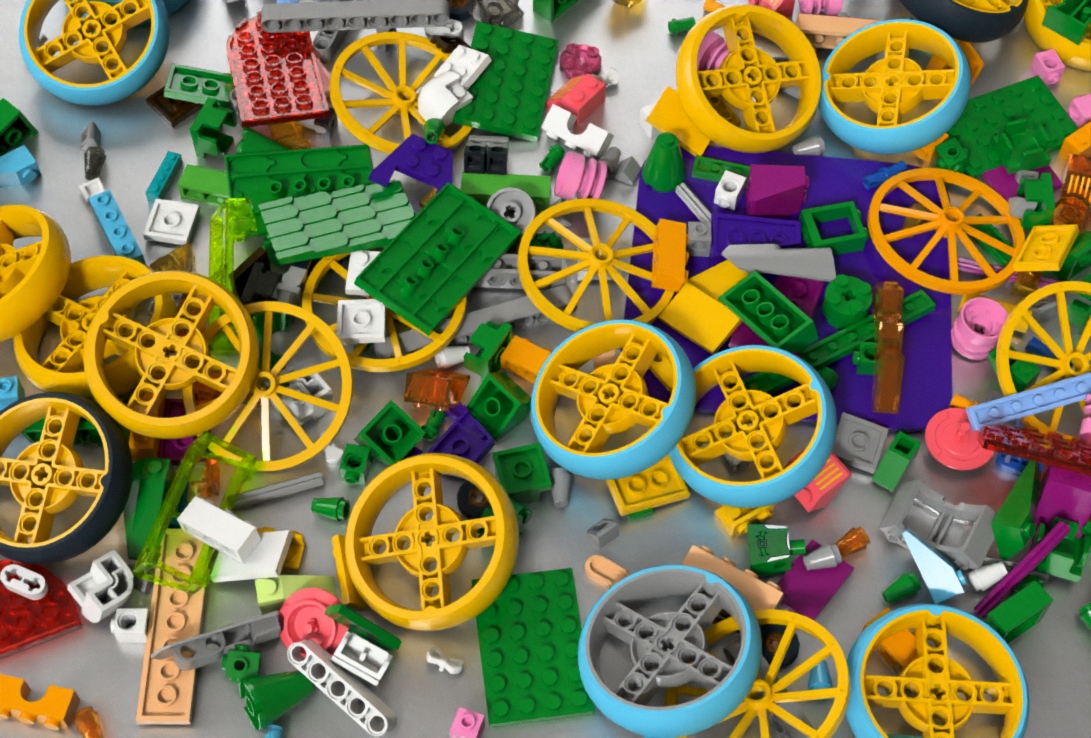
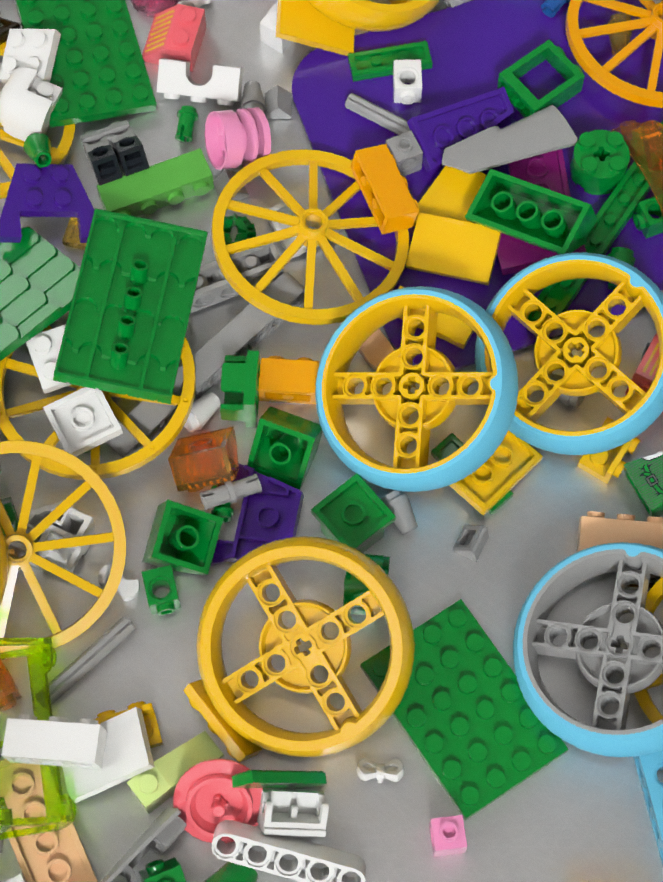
camera: 25 degrees left, 10 degrees up
(333, 508) = (161, 653): green cone -> none
(441, 416) = (230, 492): none -> light grey pin
(467, 502) = (316, 581): black bush -> none
(513, 199) = (183, 195): light grey wheel -> none
(604, 571) = (501, 587): light nougat tile -> none
(664, 164) = (321, 81): green cone -> none
(775, 190) = (458, 63): magenta slope -> none

